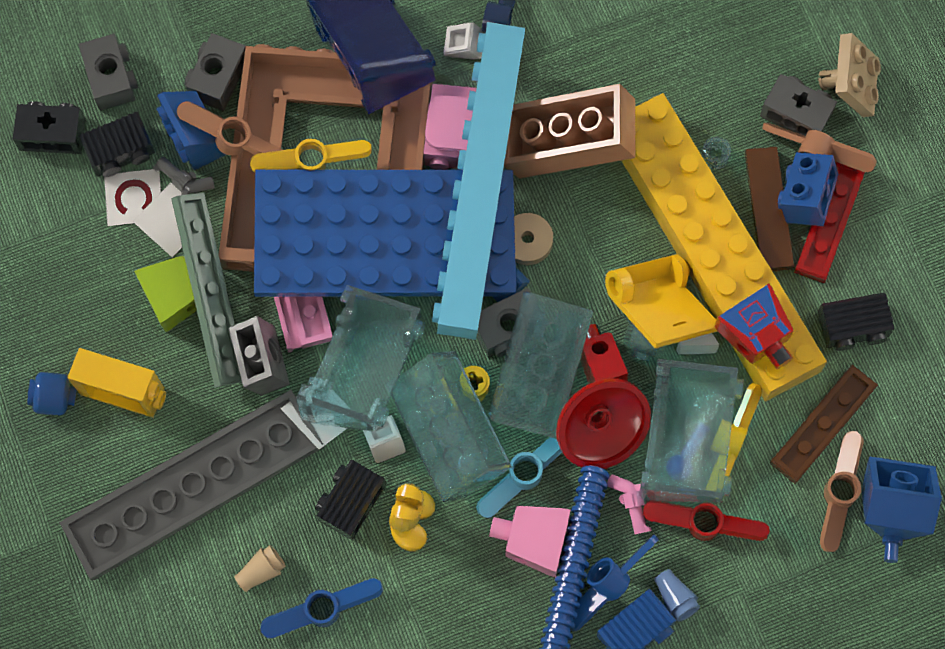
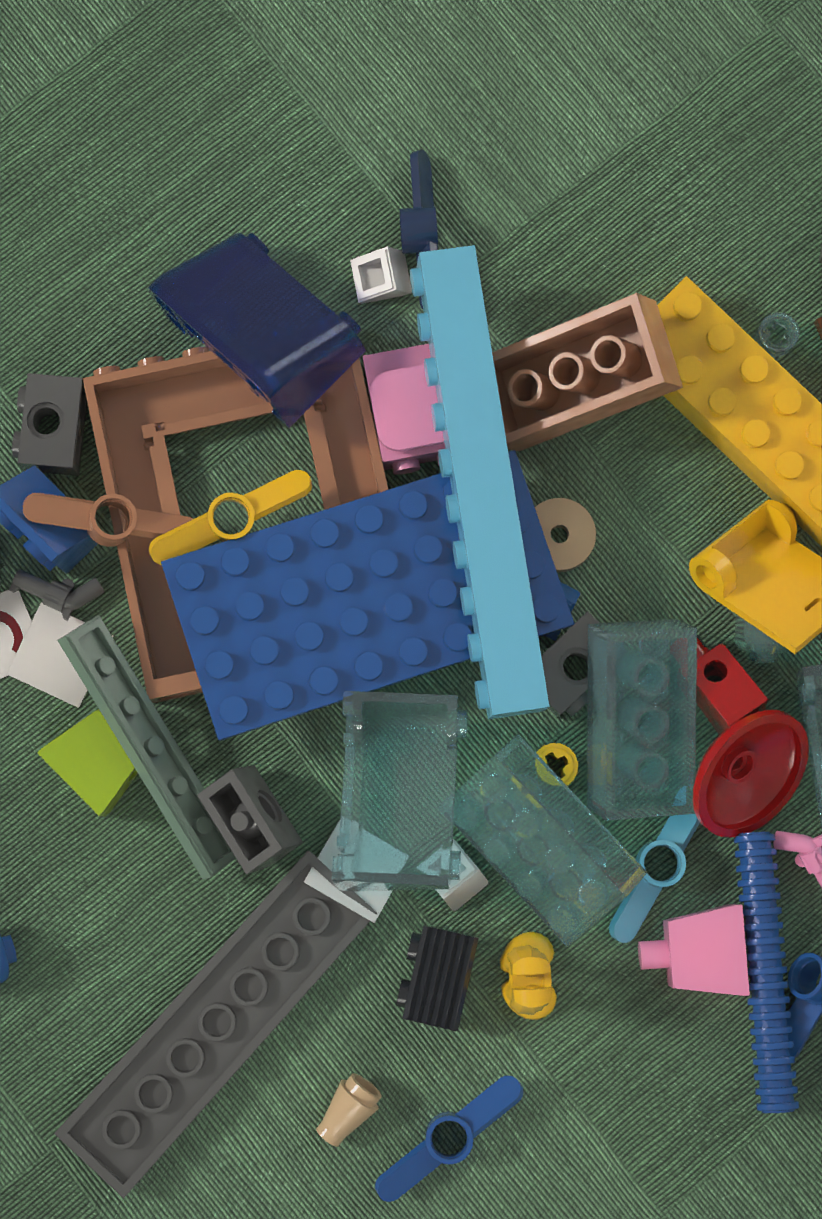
camera: 20 degrees left, 10 degrees up
(117, 383) = (68, 919): yellow window -> none
(303, 321) = (294, 750): bright pink plate -> none

